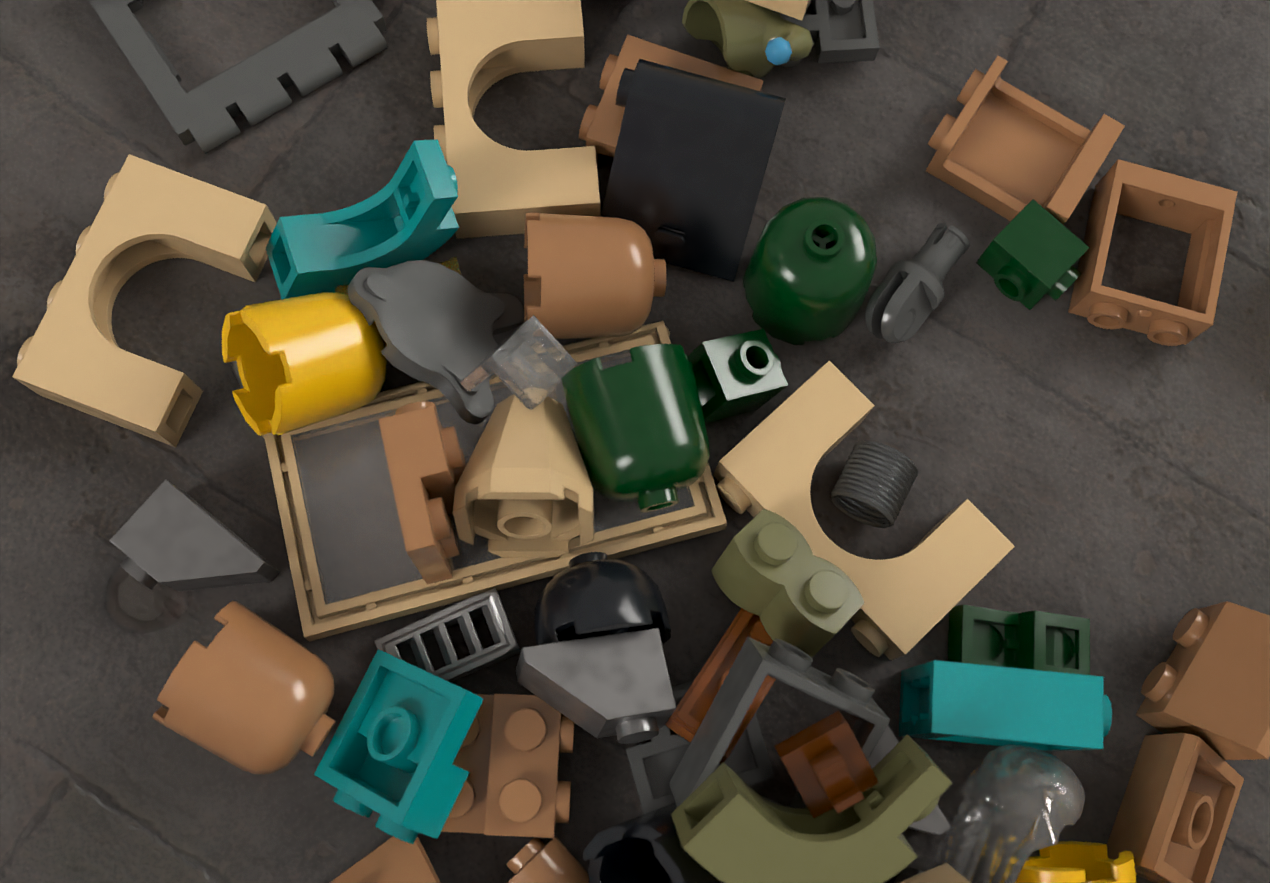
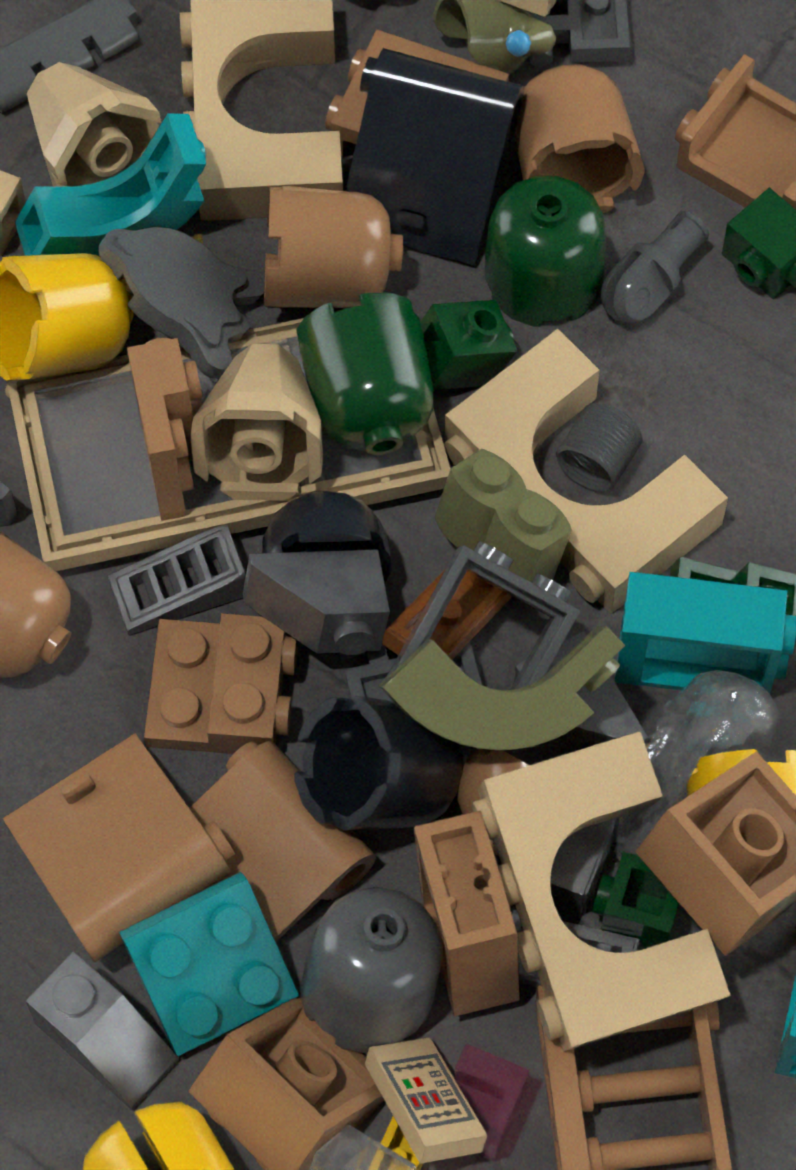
camera: 10 degrees right, 10 degrees down
(335, 144) = (88, 124): none -> tan cone
(400, 748) = (131, 651): teal plate -> none
(526, 362) = (261, 315): clear panel -> none
(827, 765) = (519, 643): reddish brown tile -> none
(837, 143) = (580, 131): none -> medium nougat cylinder

